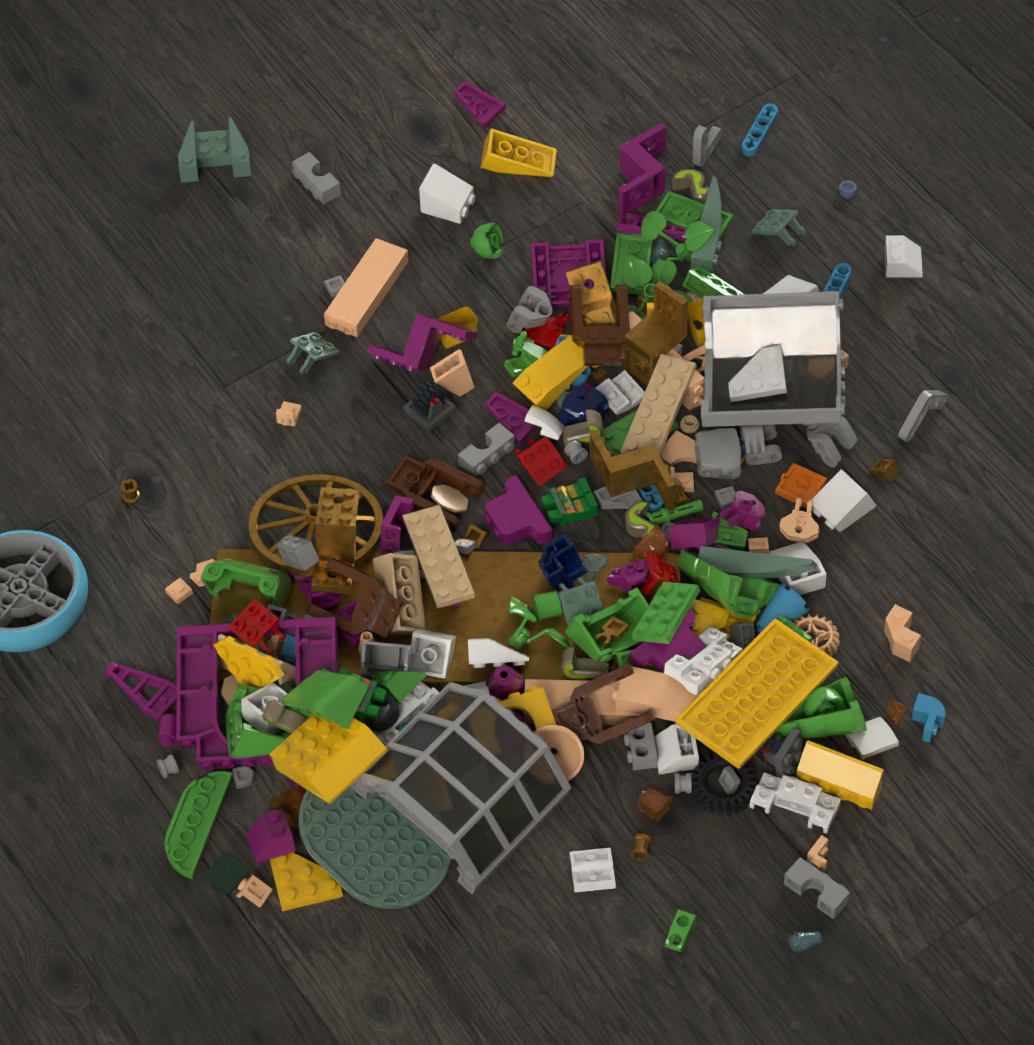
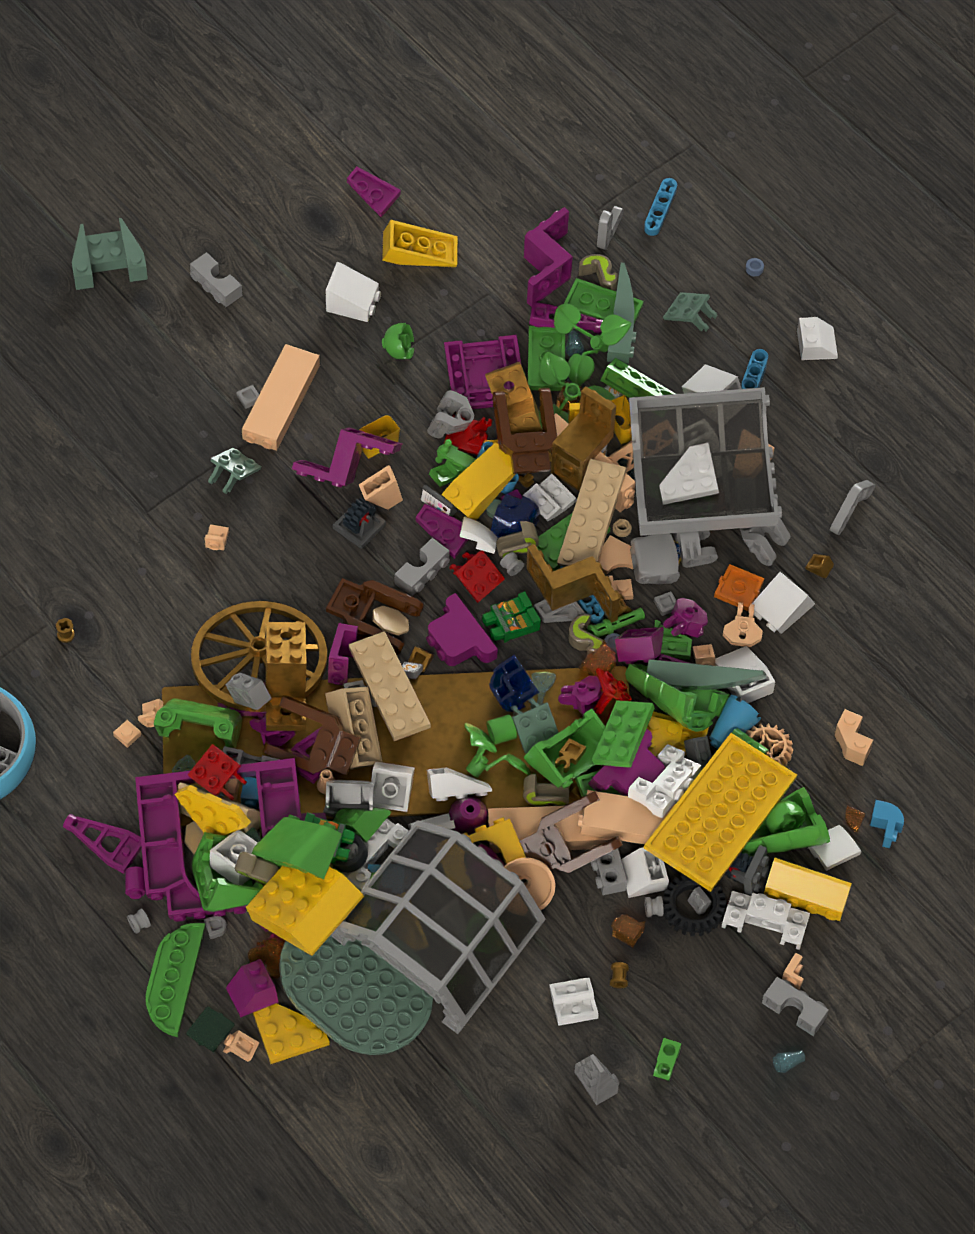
camera: 10 degrees left, 5 degrees up
(505, 388) = (437, 501): none -> slope
(606, 944) = (596, 1079): none -> light grey wedge

